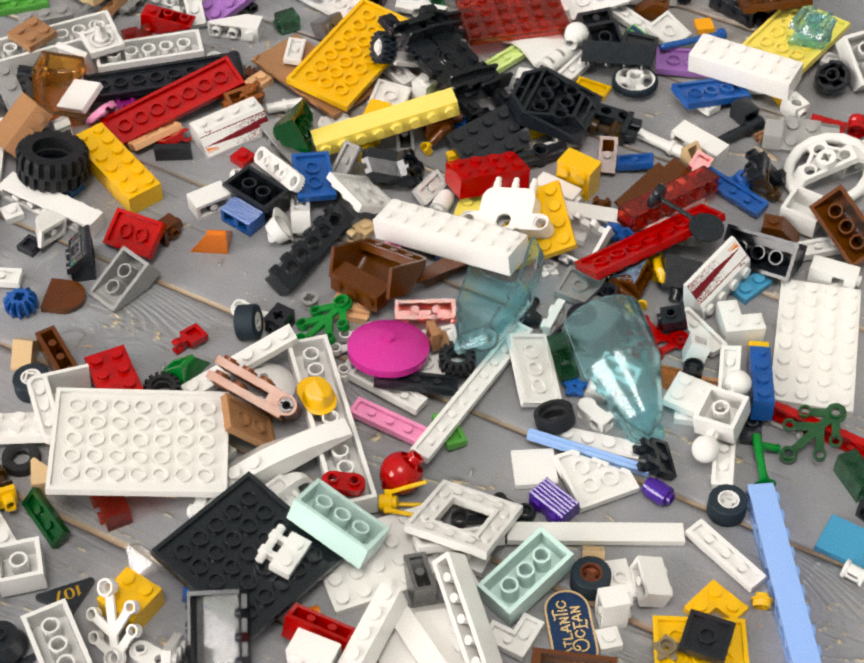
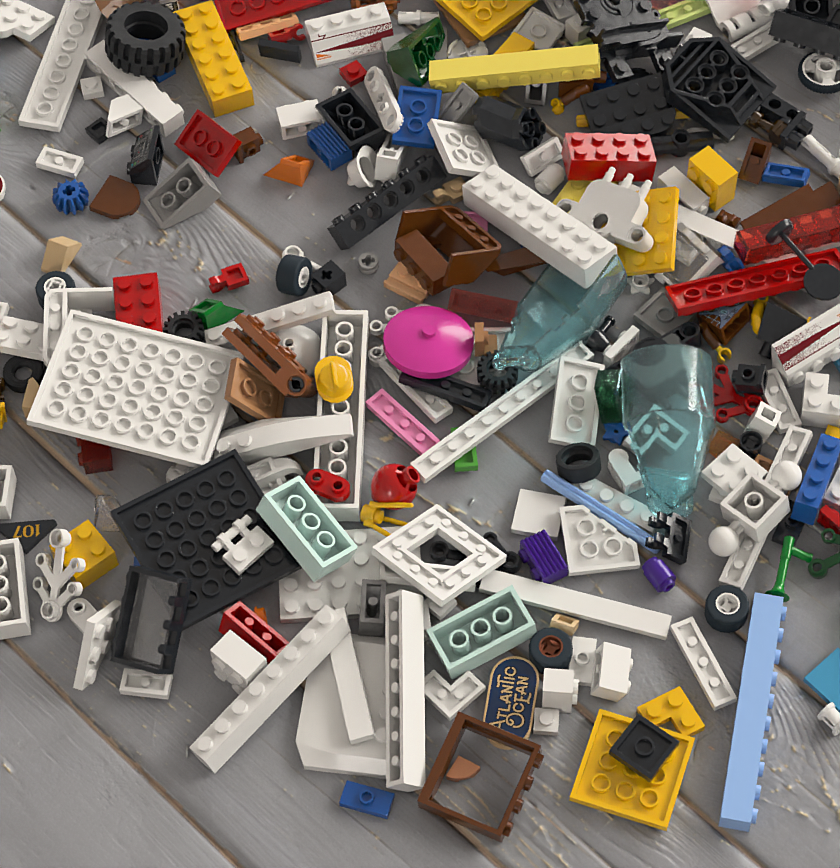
camera: 20 degrees right, 10 degrees up
(45, 517) = (27, 446): dark green plate -> none
(54, 349) = (87, 262): reddish brown brick -> none
(340, 306) = (394, 279): green plant -> none
(597, 87) = (774, 69): yellow tile -> none
(664, 642) = (593, 743): dark tan plate -> none
(761, 601) = (721, 723): yellow plate -> none

